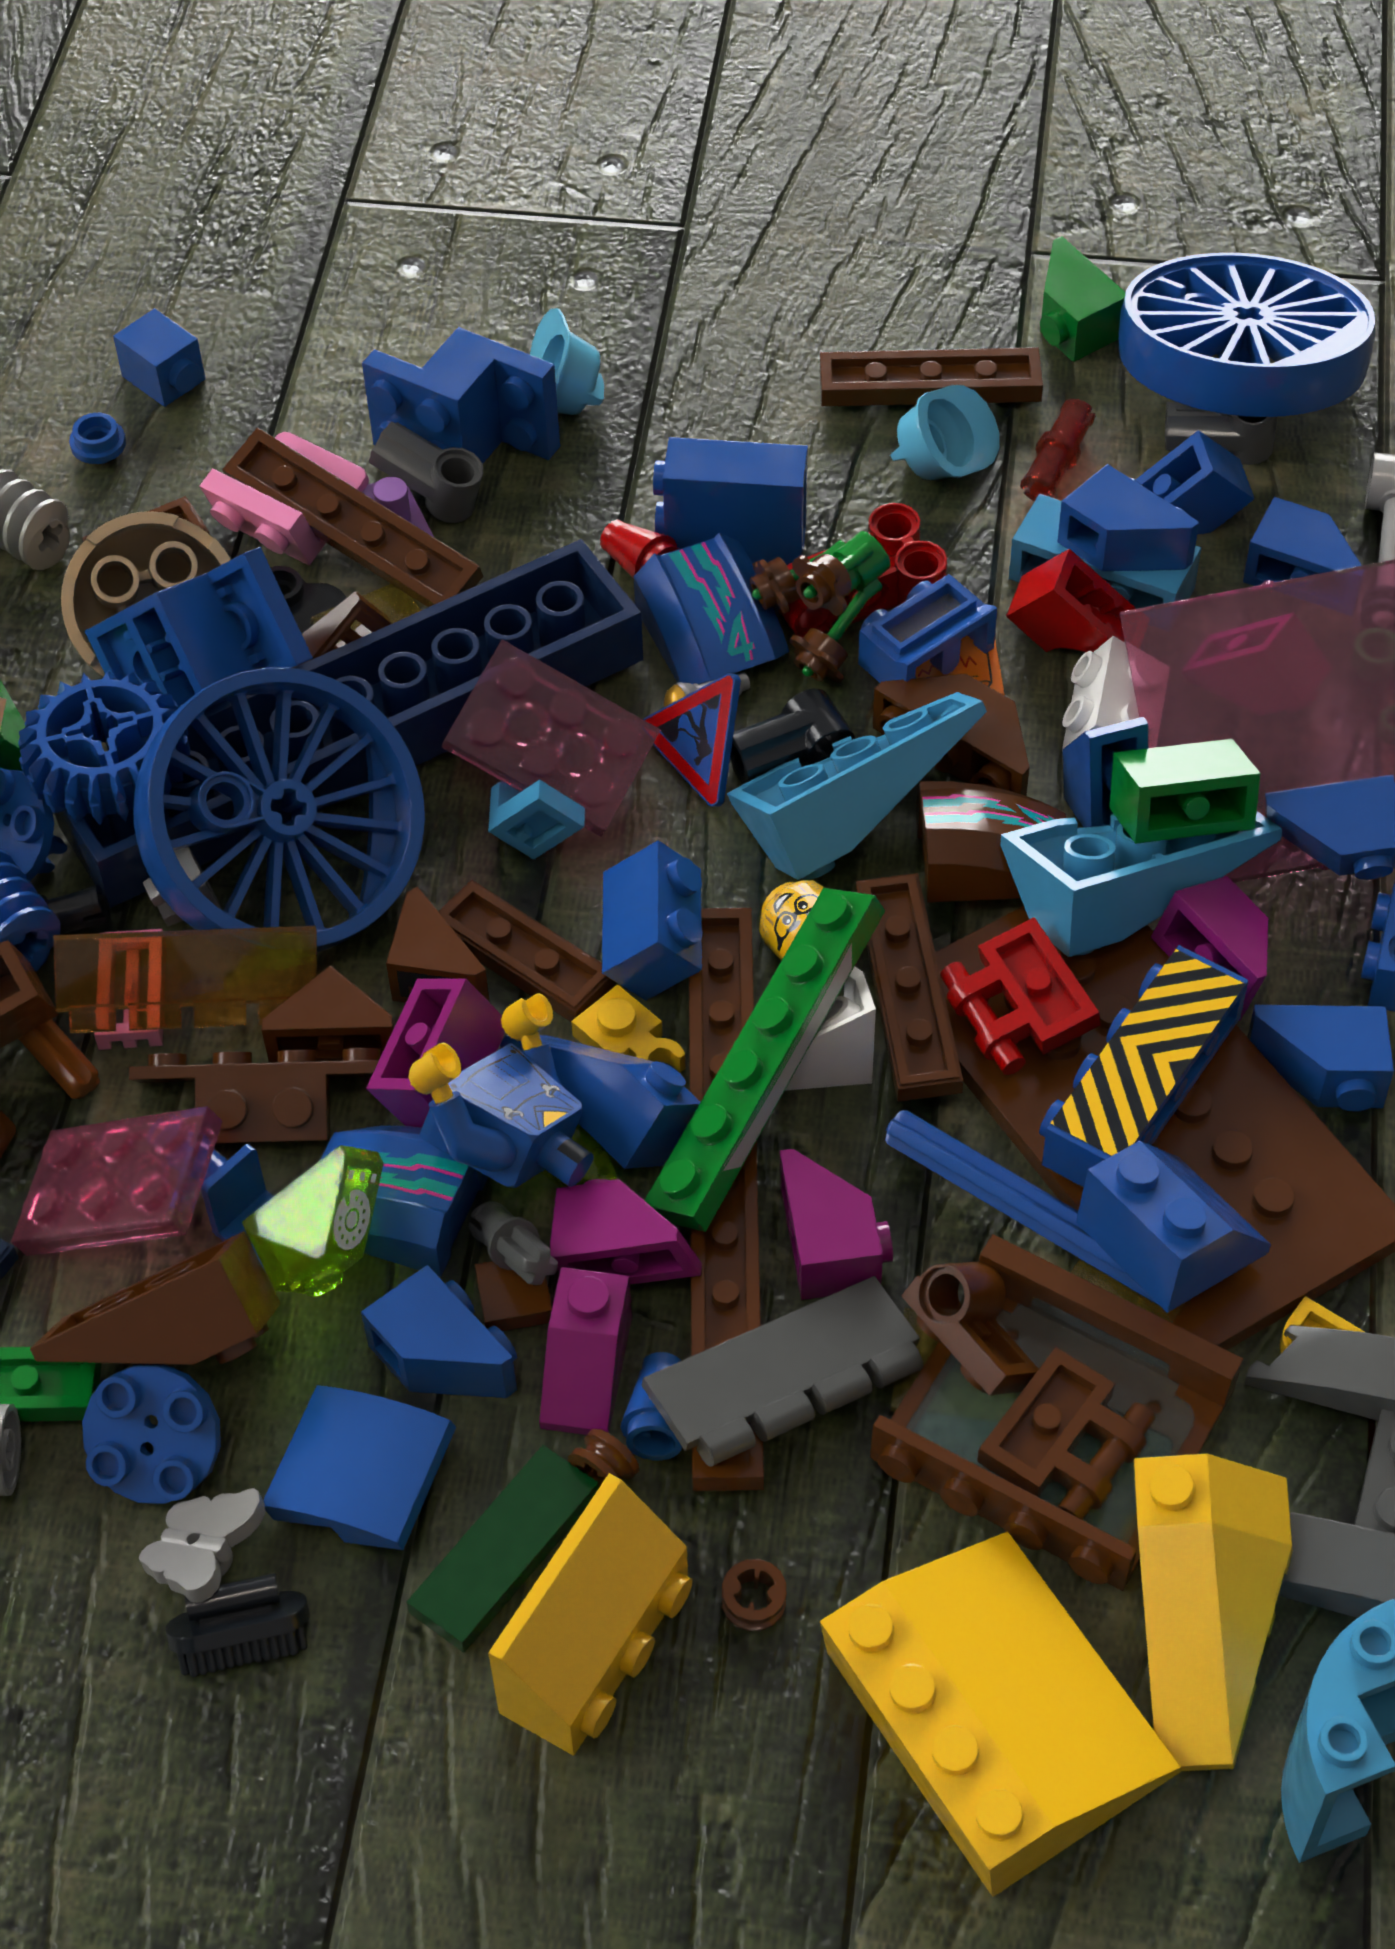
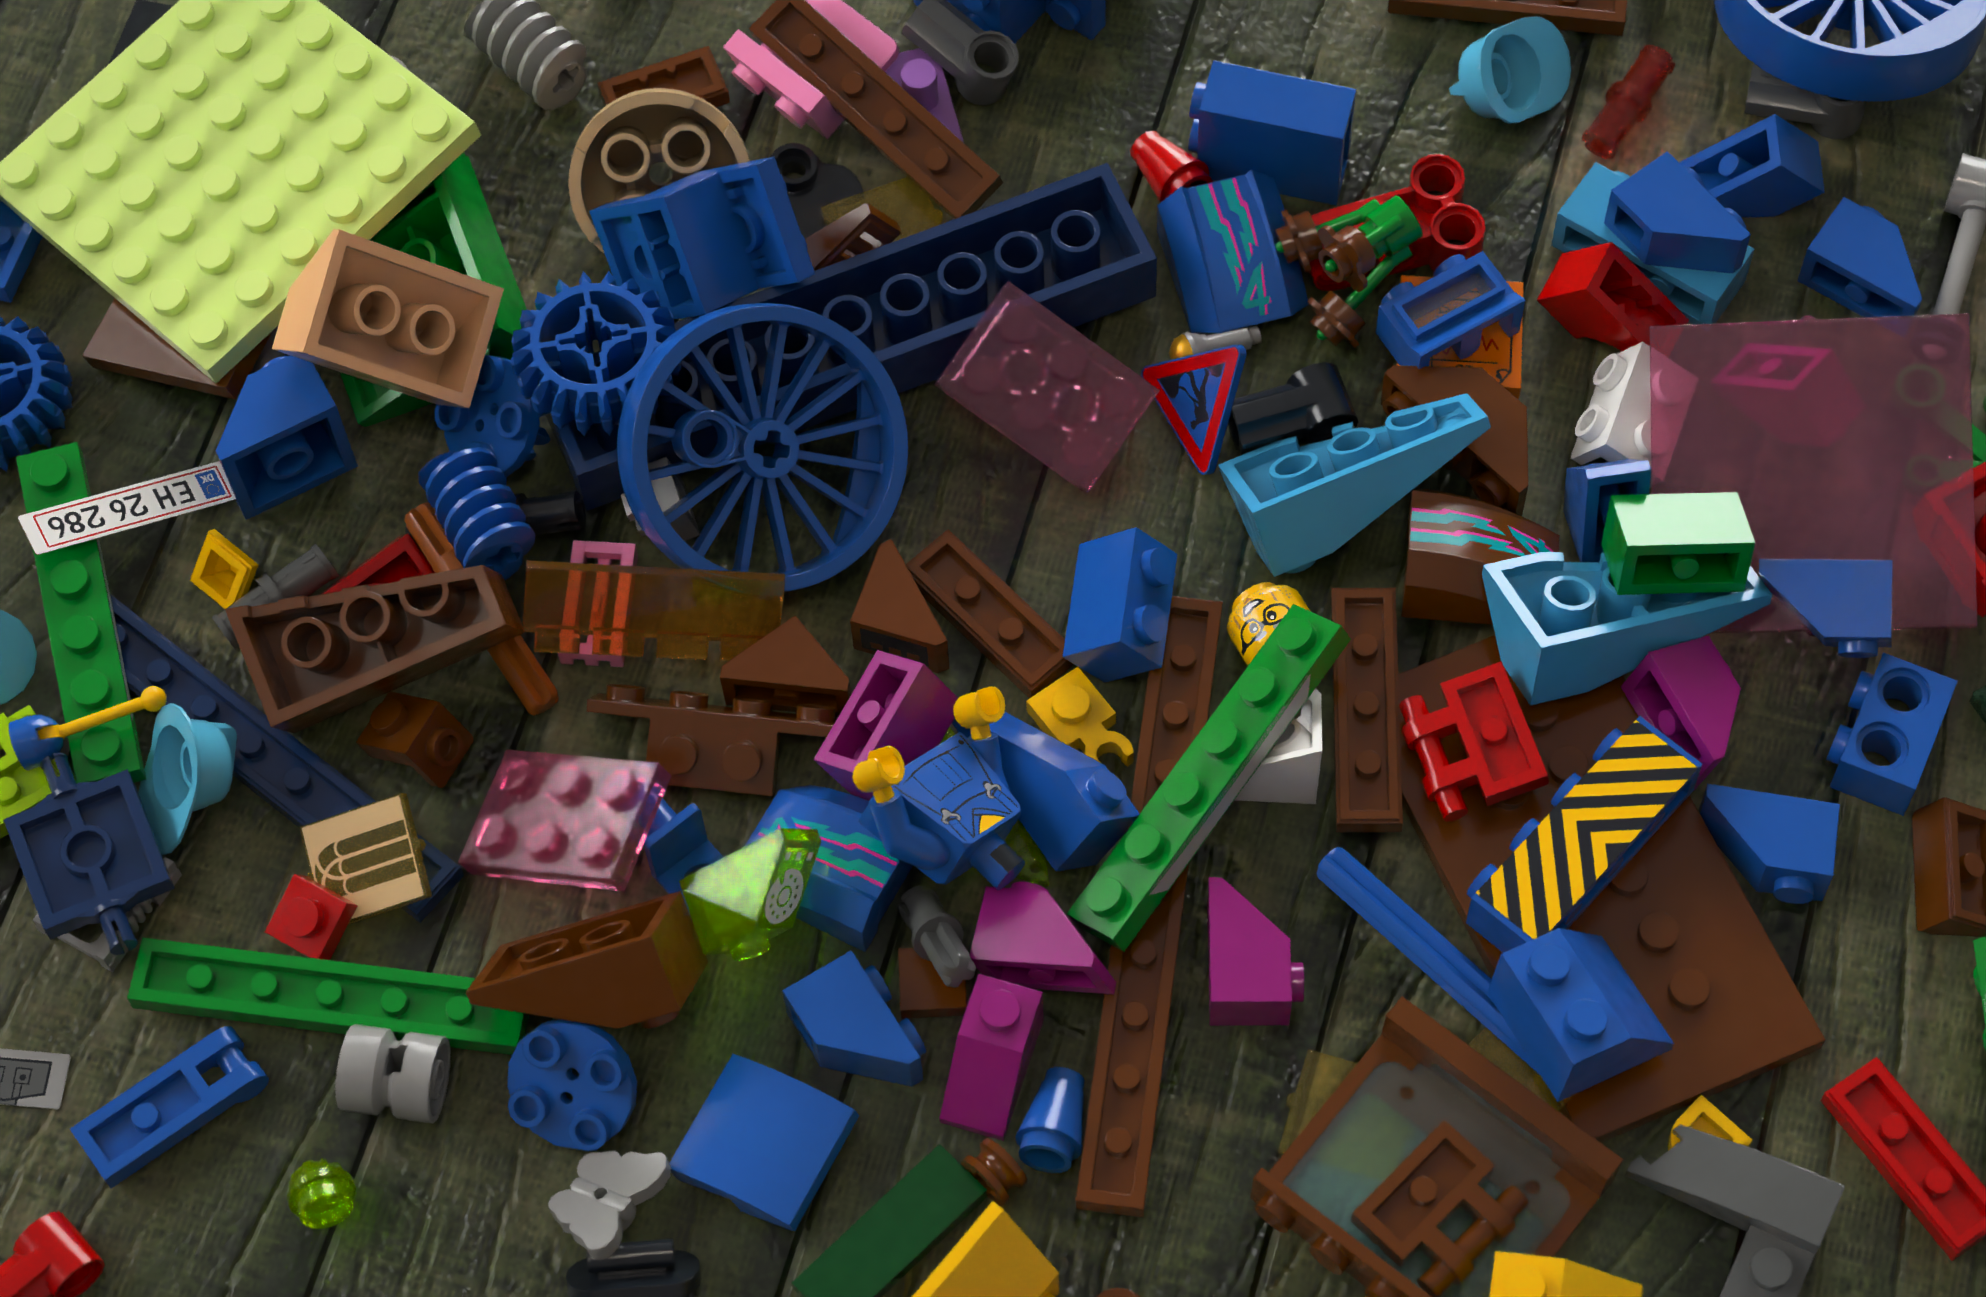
camera: 10 degrees right, 10 degrees up
(534, 817) = (1016, 471): dark azure bracket -> none
(777, 1365) = (1169, 1099): dark grey windscreen -> none
(969, 1331) = (1364, 1085): reddish brown plate -> none

